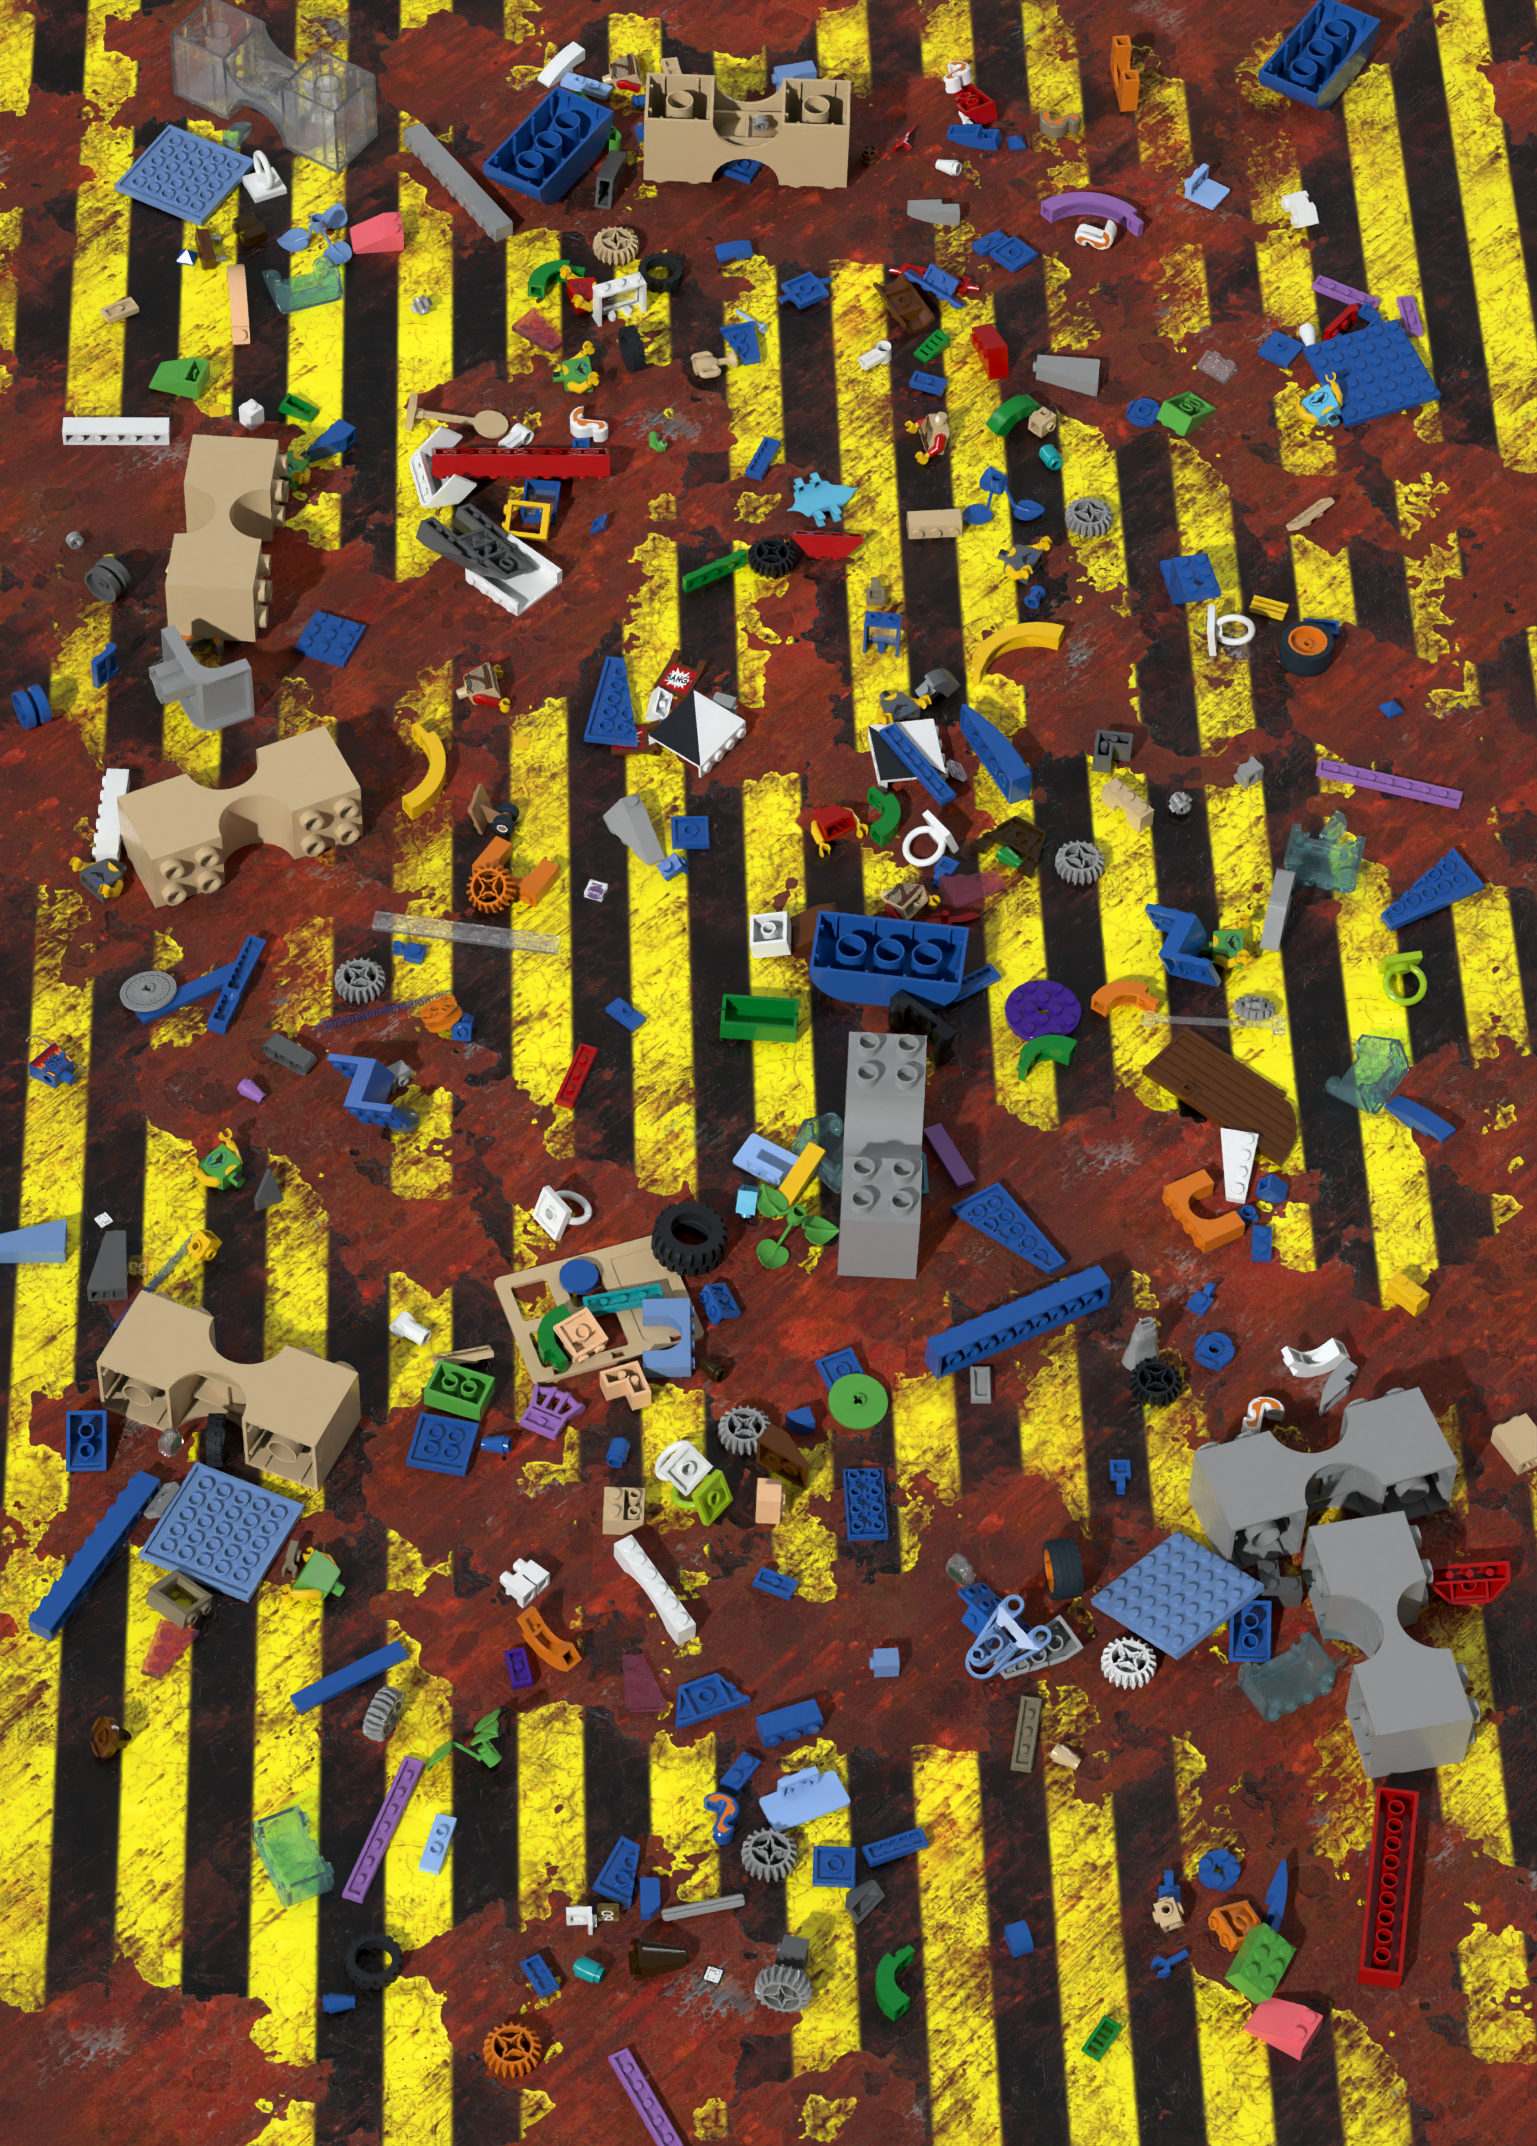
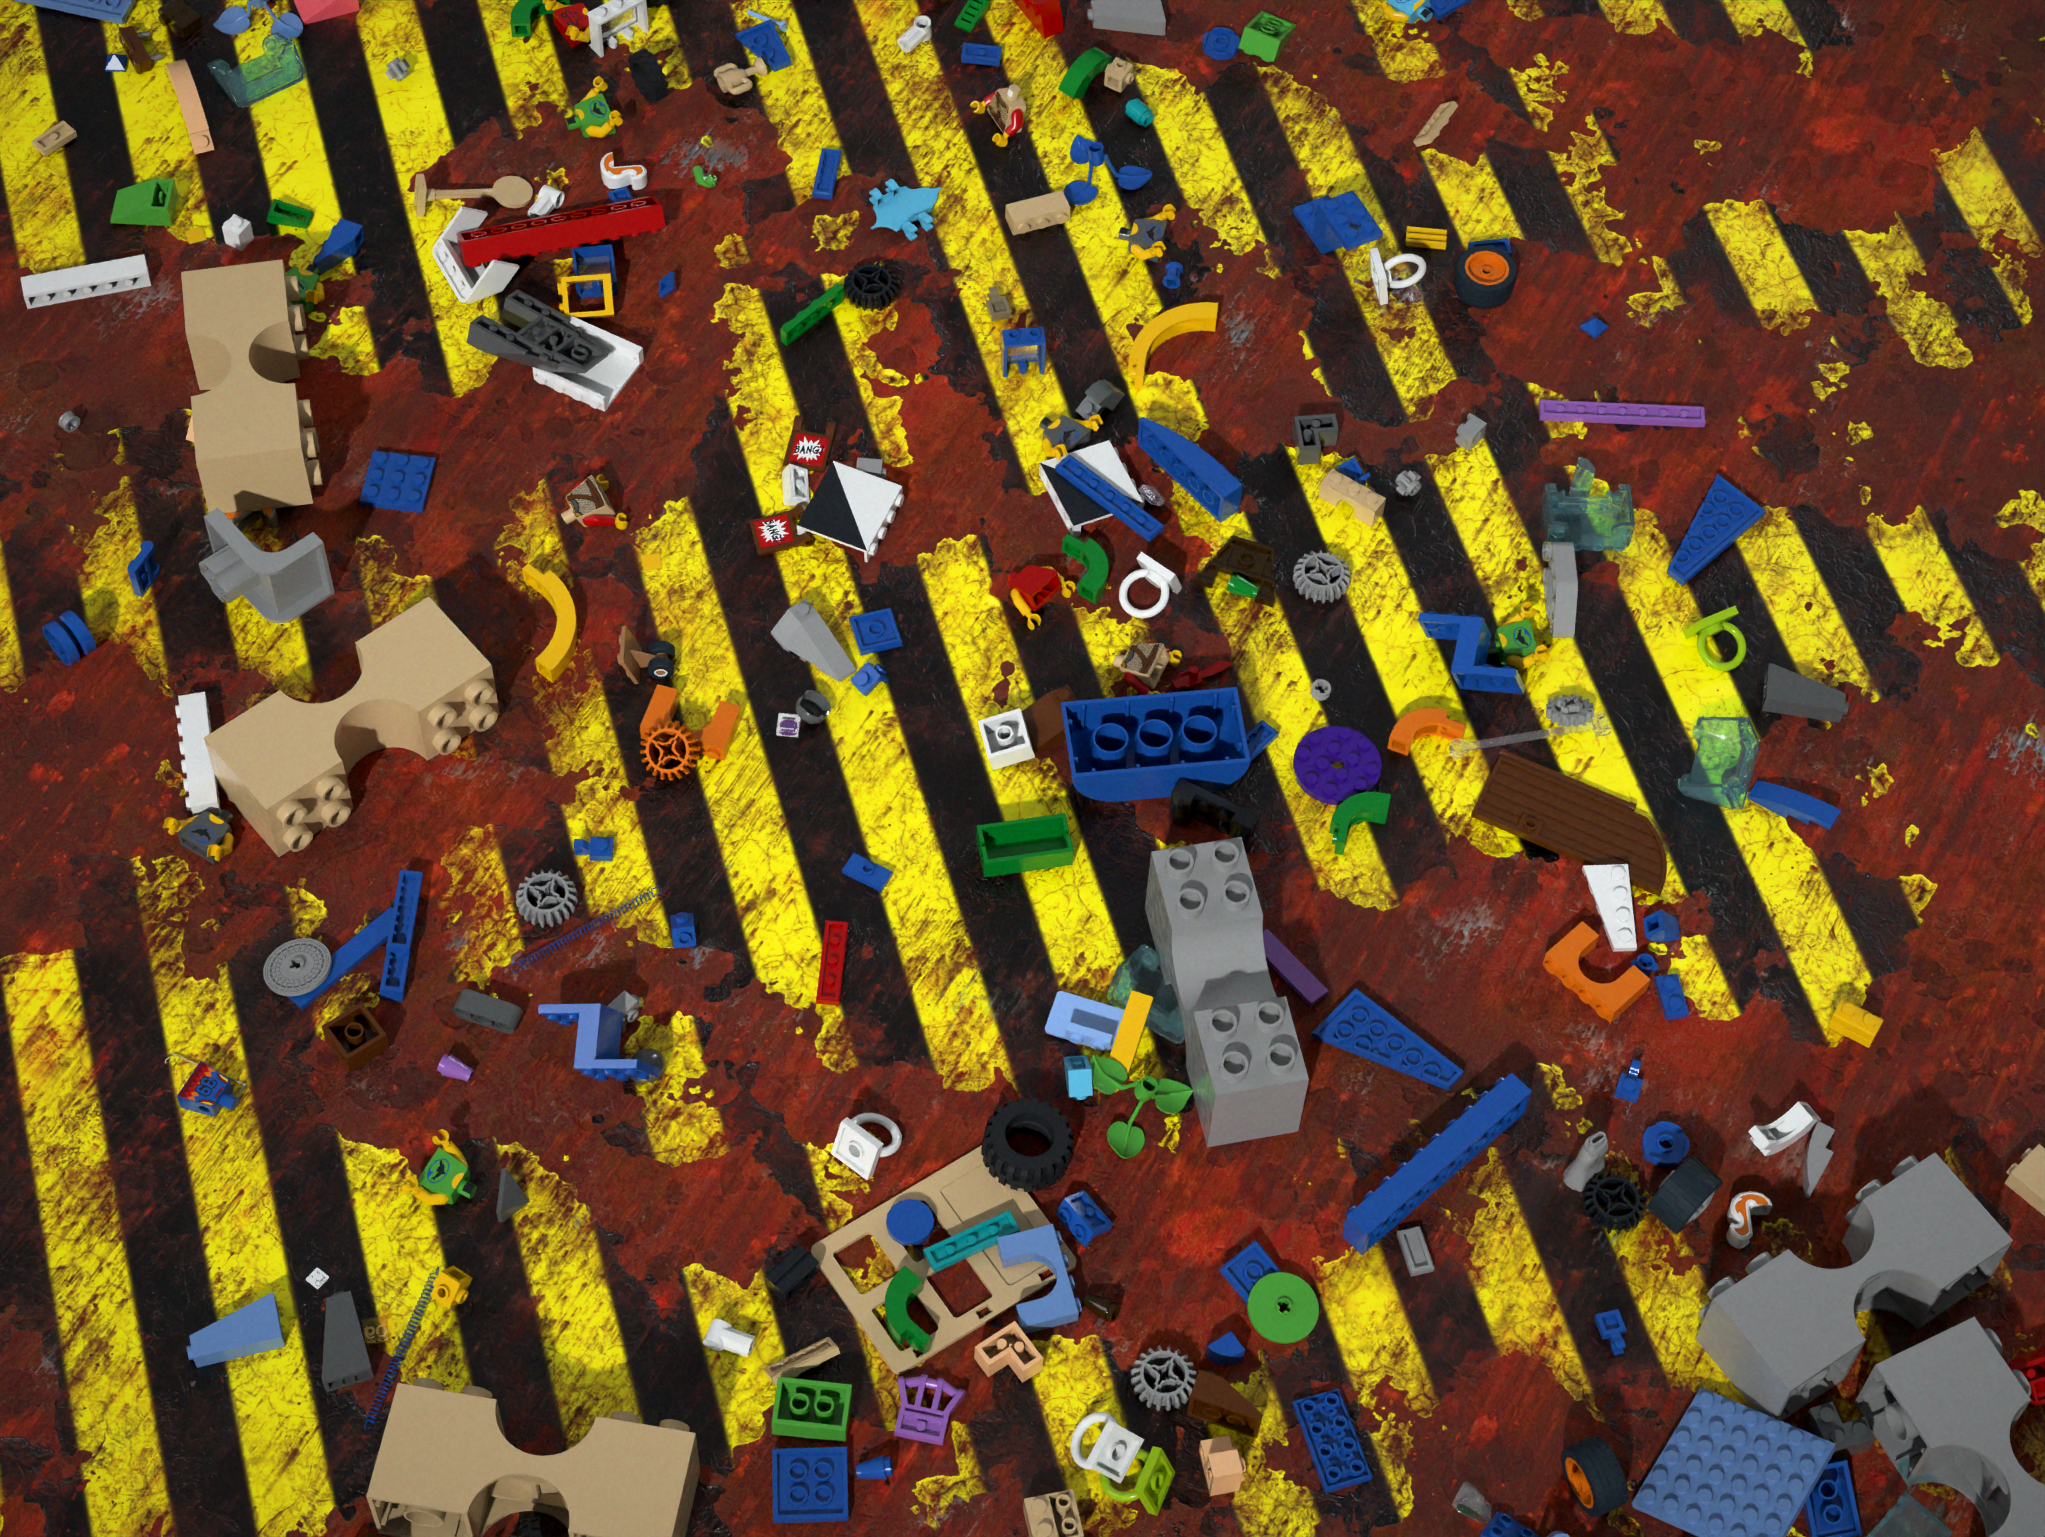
camera: 15 degrees left, 5 degrees up
(107, 579) = (121, 462): dark grey wheel -> none
(179, 1050) = (355, 1037): none -> reddish brown brick
(441, 1013) = (654, 921): orange wheel -> none
(466, 933) = (654, 810): clear plate -> none
(473, 1293) = (791, 1273): none -> black brick
(536, 330) = (534, 75): clear pink wing -> none
(581, 1335) = (937, 1302): light nougat plate -> none
(611, 712) = (745, 504): blue wing -> none
(617, 1452) = (1022, 1444): blue brick -> none
(618, 879) = (812, 707): none -> dark grey hair
(827, 543) = (930, 259): red wedge -> none
(944, 867) = (1175, 615): blue plate -> none
(971, 888) = (1210, 634): clear pink wing -> none
(1054, 950) = (1325, 685): none -> light grey bush
(1088, 517) = (1202, 173): light grey gear -> none
(1136, 784) = (1353, 470): none -> blue bracket
(1211, 1385) = (1684, 1194): none -> black wheel
(1459, 1037) = (1800, 696): none -> dark grey slope

